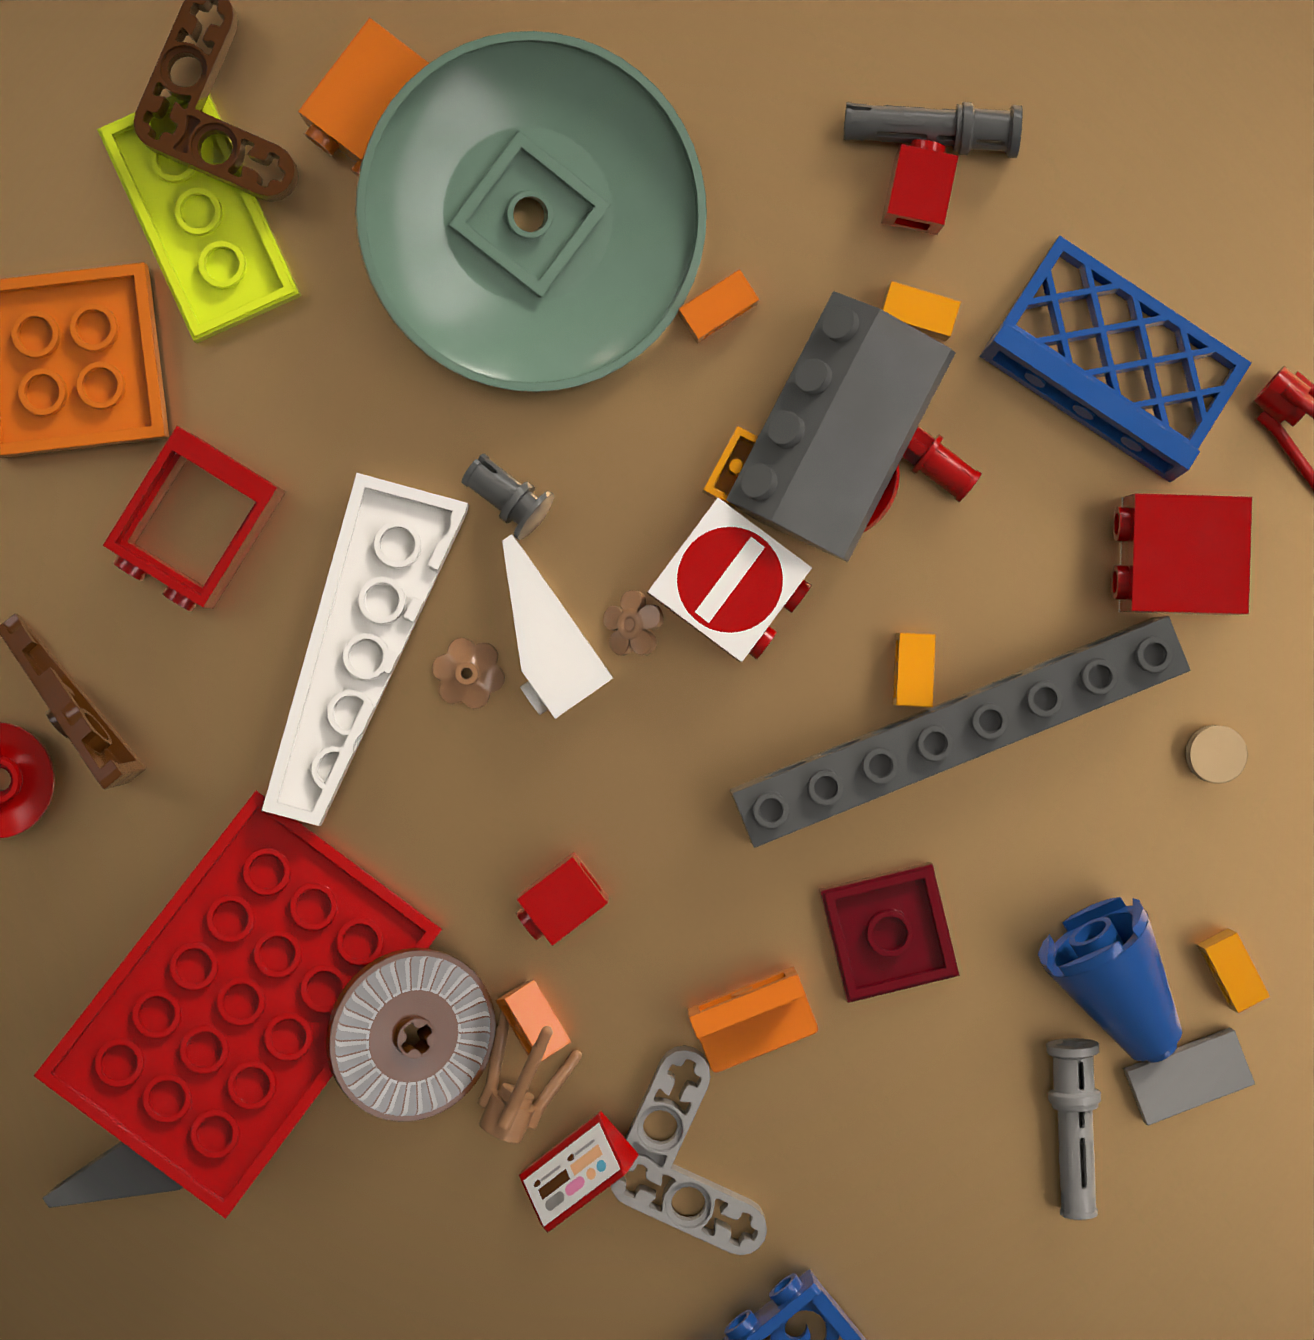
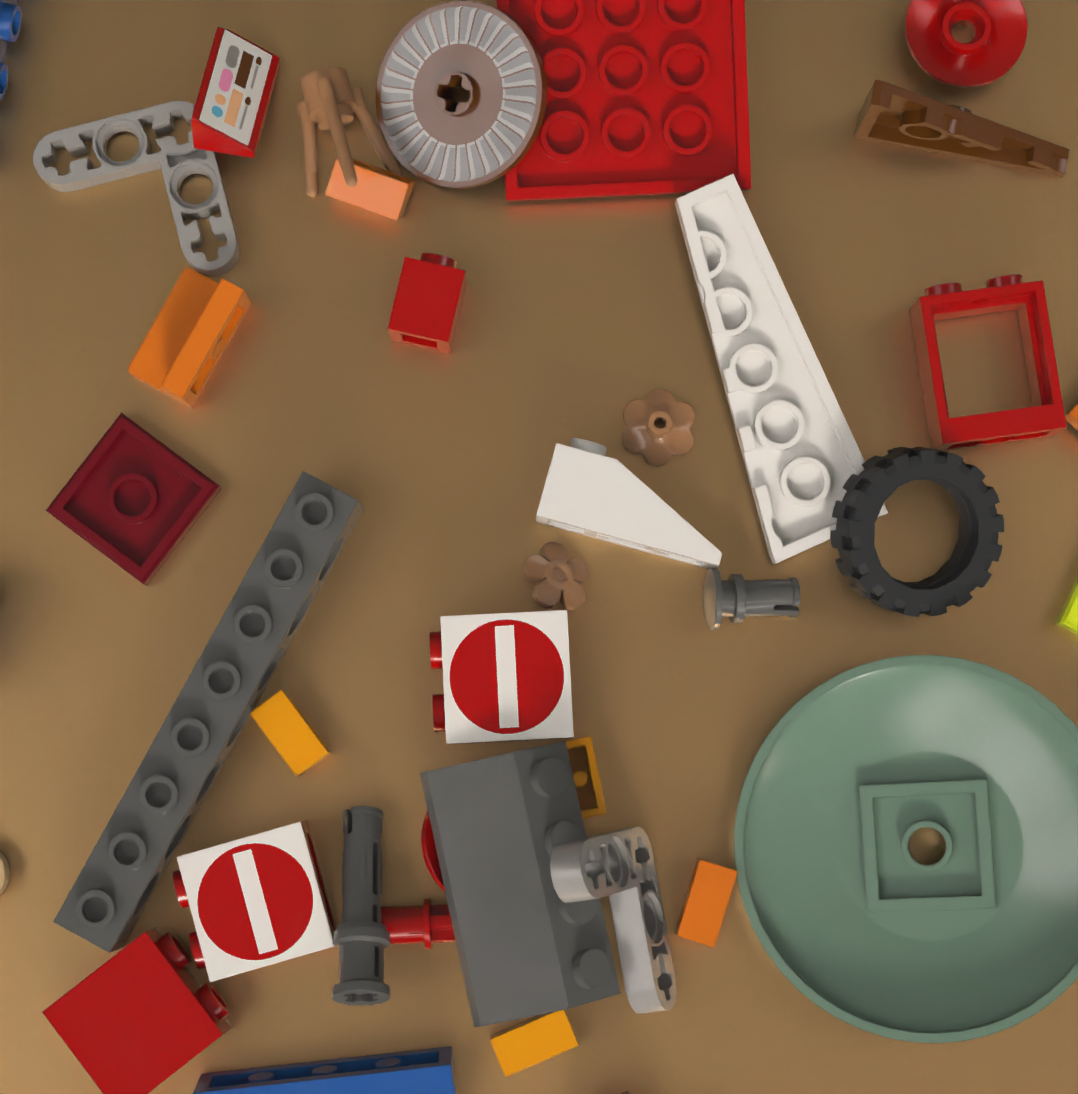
camera: 140 degrees right, 5 degrees down
(337, 387) = (971, 554): none -> black tyre
(760, 374) = (624, 869): none -> light grey beam
(981, 482) = (361, 934): none -> dark grey pin
(1035, 569) = (255, 901): none -> piece

